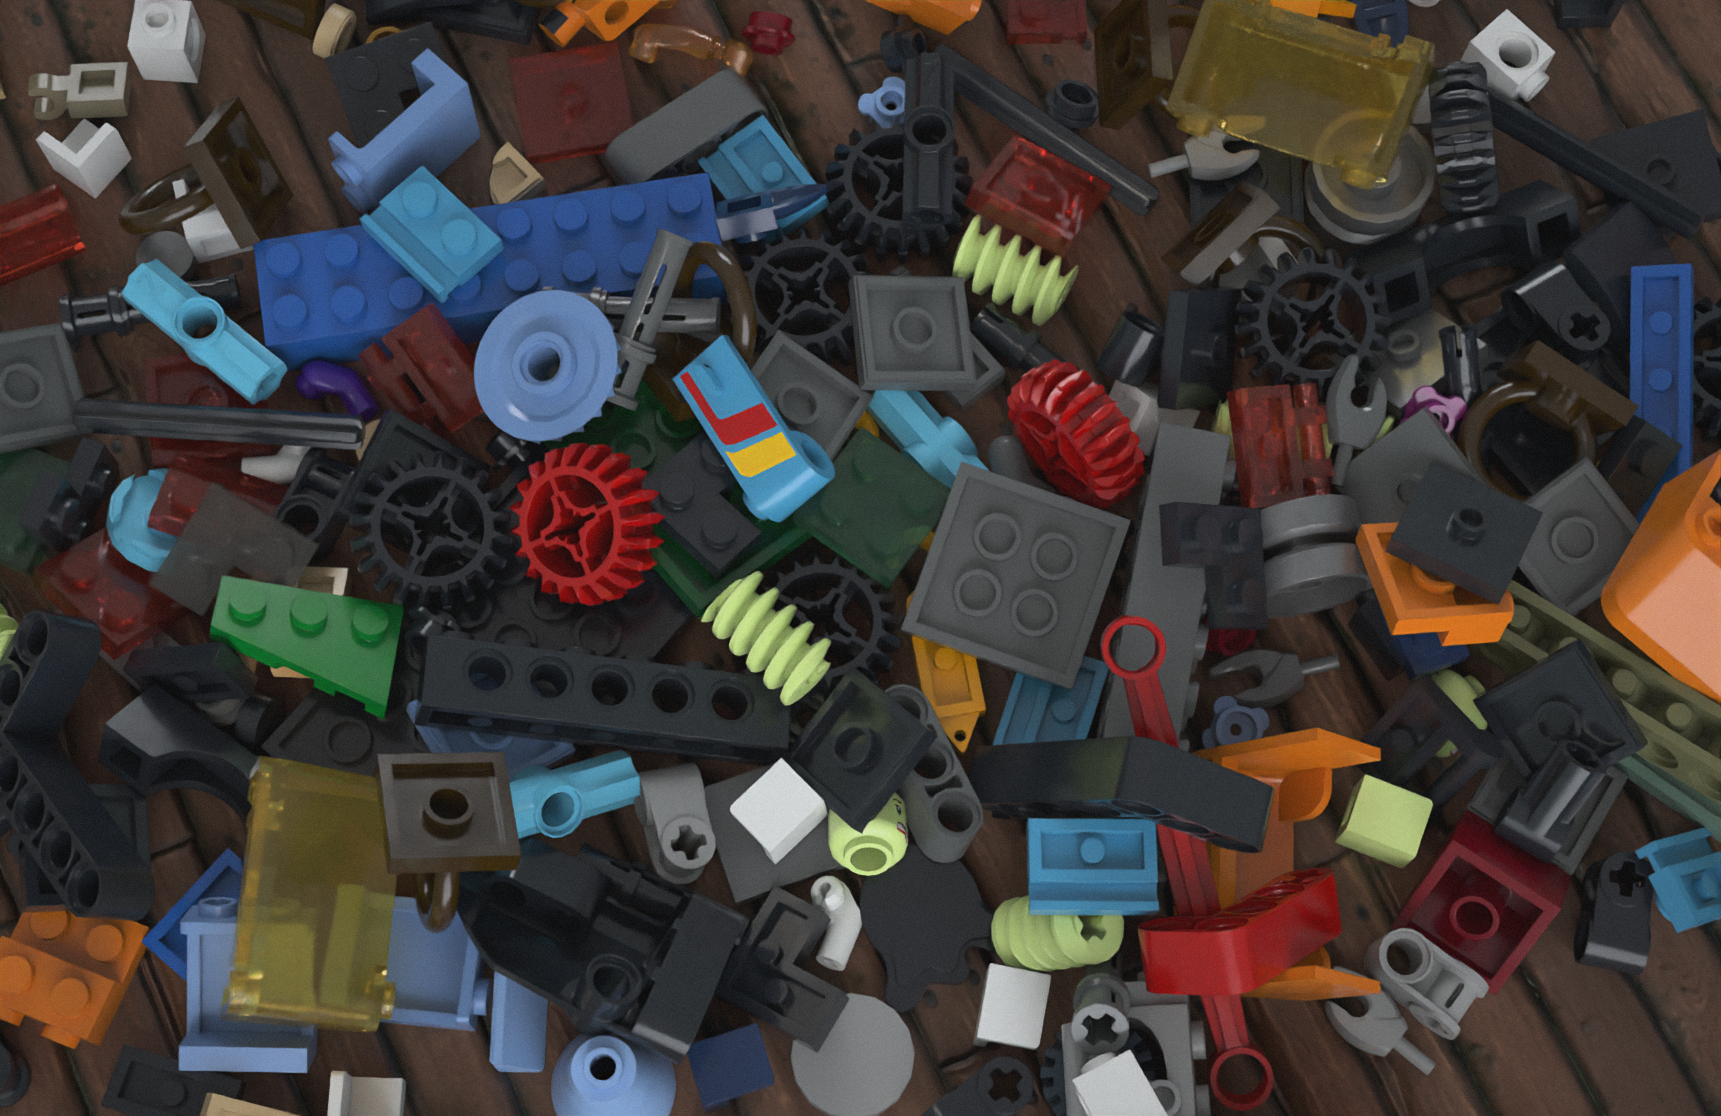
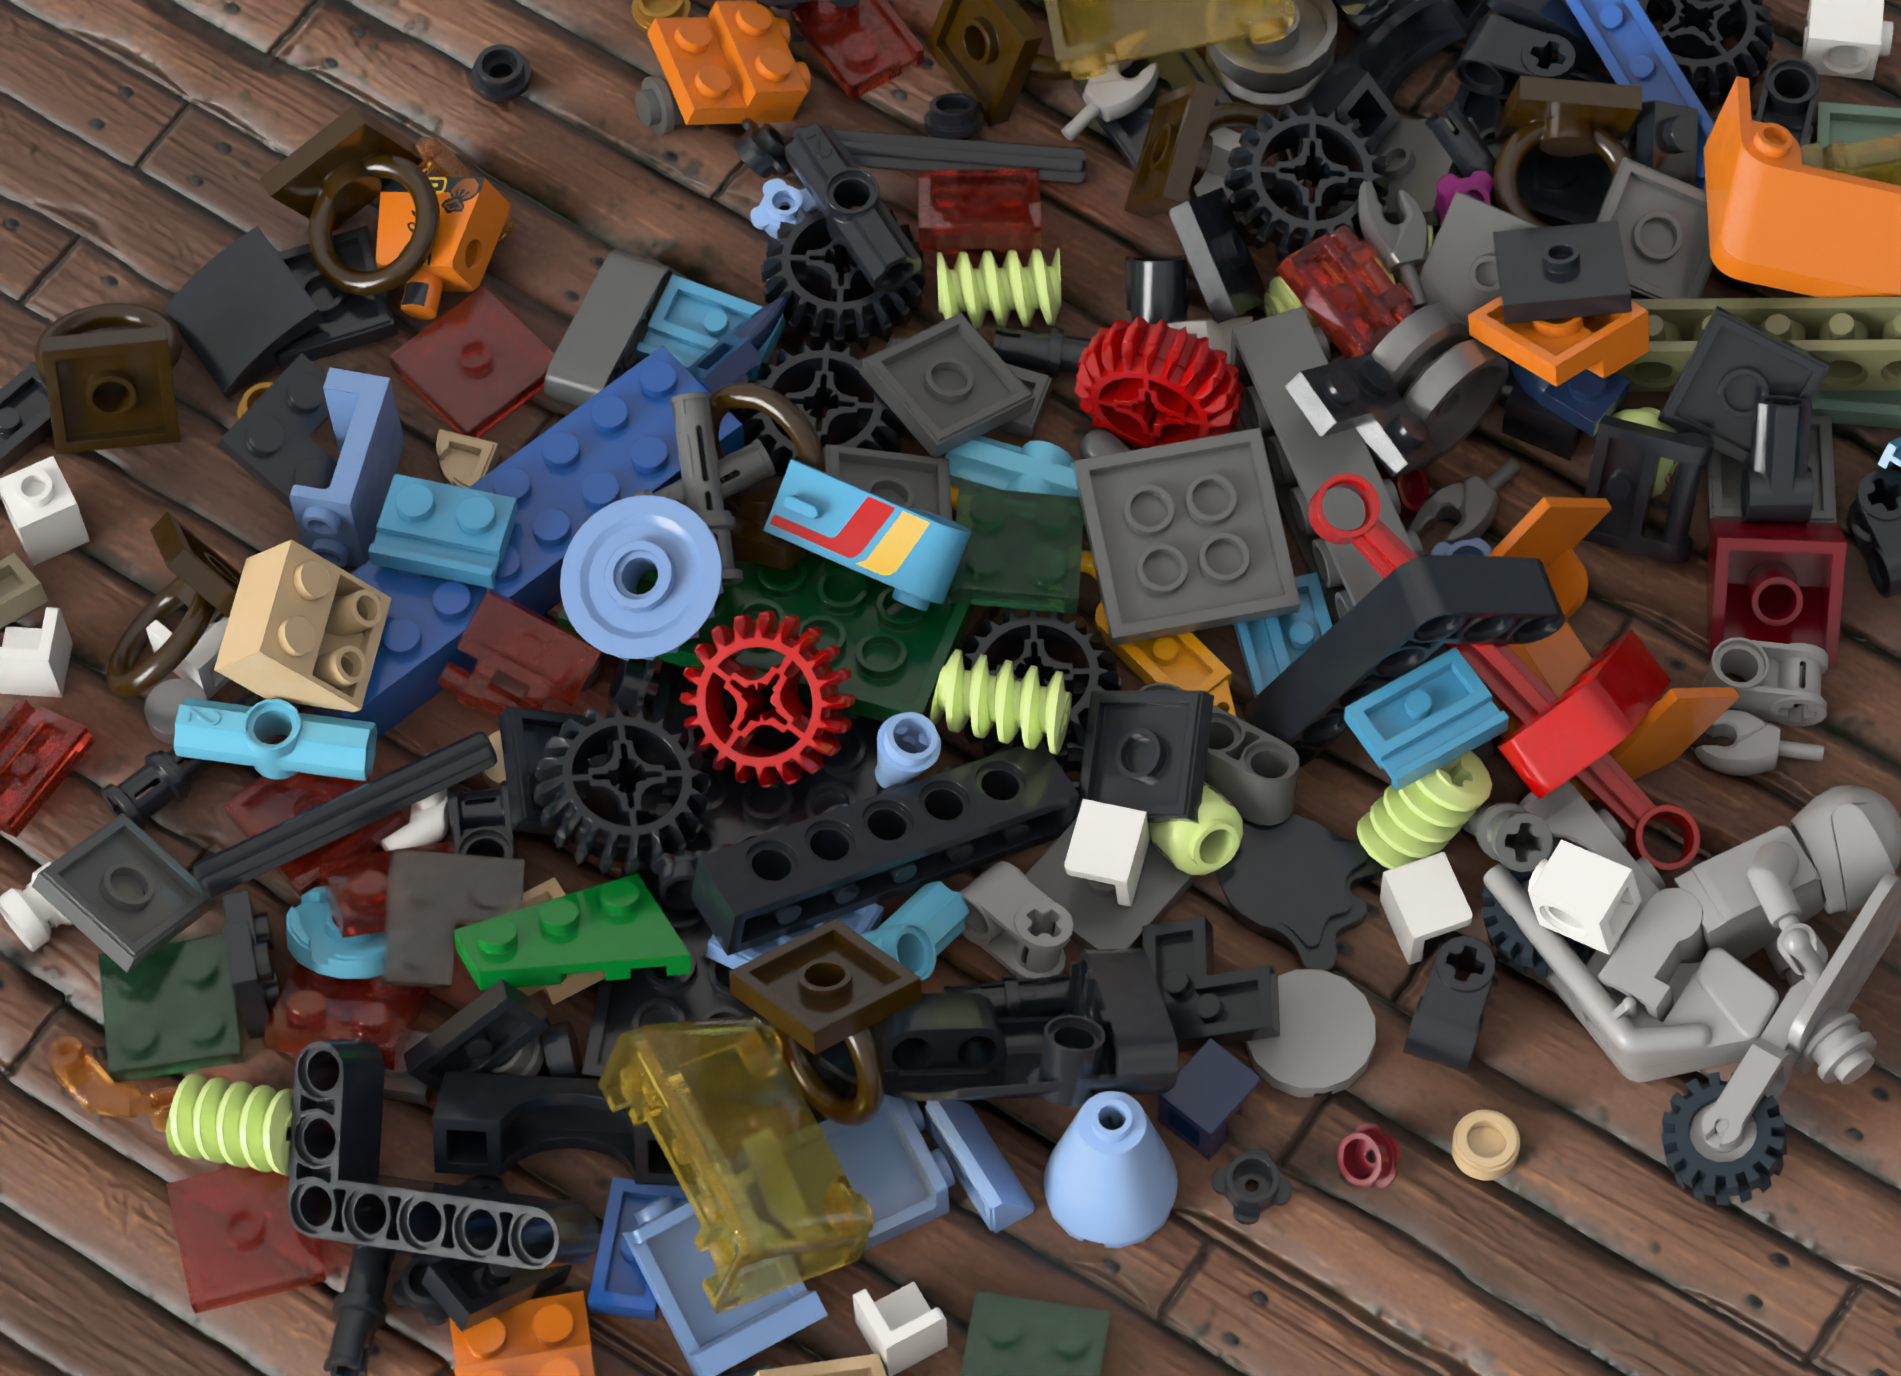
camera: 25 degrees left, 10 degrees down
(266, 258) = (302, 630): none -> tan slope
(326, 377) = (423, 725): dark purple arm -> none
(334, 31) = (203, 420): tan tile -> none
(652, 36) = (553, 249): clear orange arm -> none
(679, 619) = (905, 748): none -> light blue cone
(695, 507) = (868, 638): black plate -> none
(768, 32) = (623, 203): dark red plate -> none
(842, 931) = (1227, 925): white arm -> none
(1384, 821) = (1646, 571): yellowish green panel -> none

